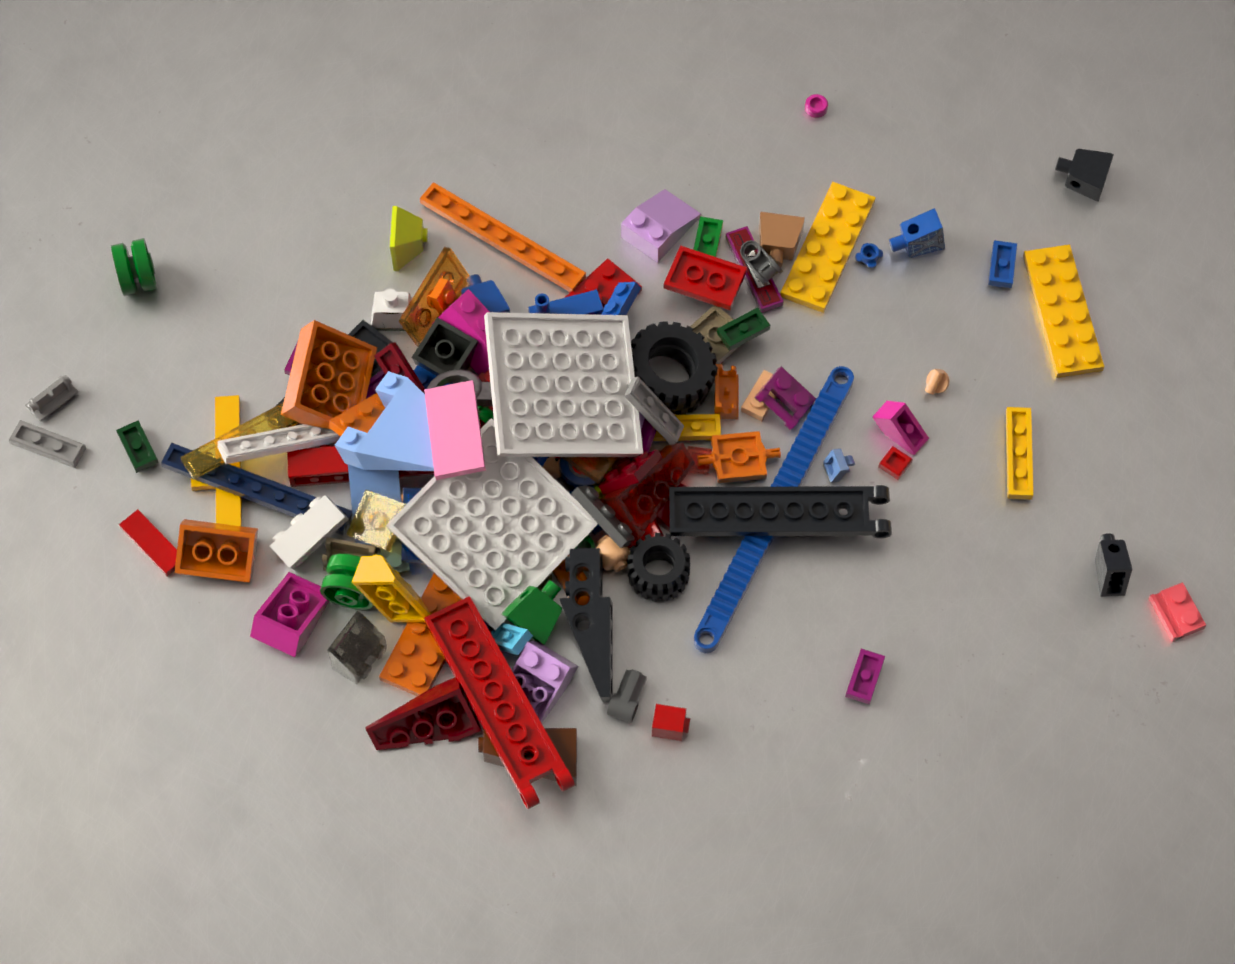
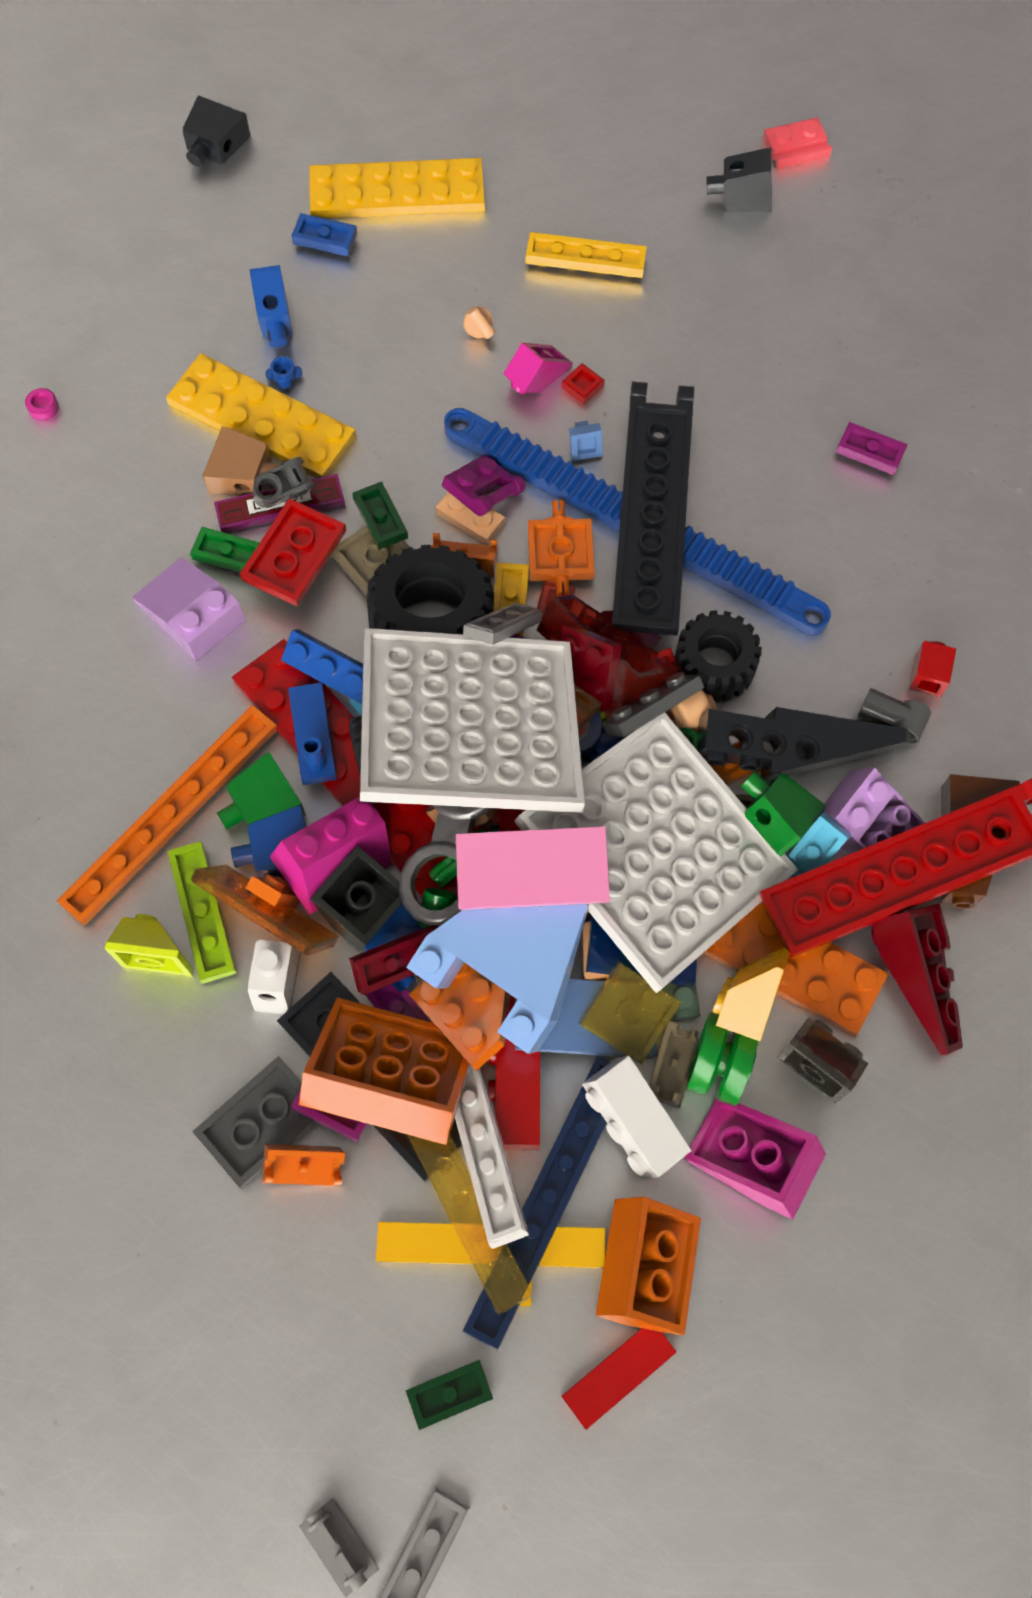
camera: 85 degrees left, 5 degrees up
(136, 266) = (122, 1387): green wheel -> none
(271, 345) = (302, 1164): none -> orange hinge
(290, 312) = (252, 1118): none -> dark grey plate
(413, 273) = (201, 915): none -> lime plate
(518, 286) = (258, 794): none -> green torso

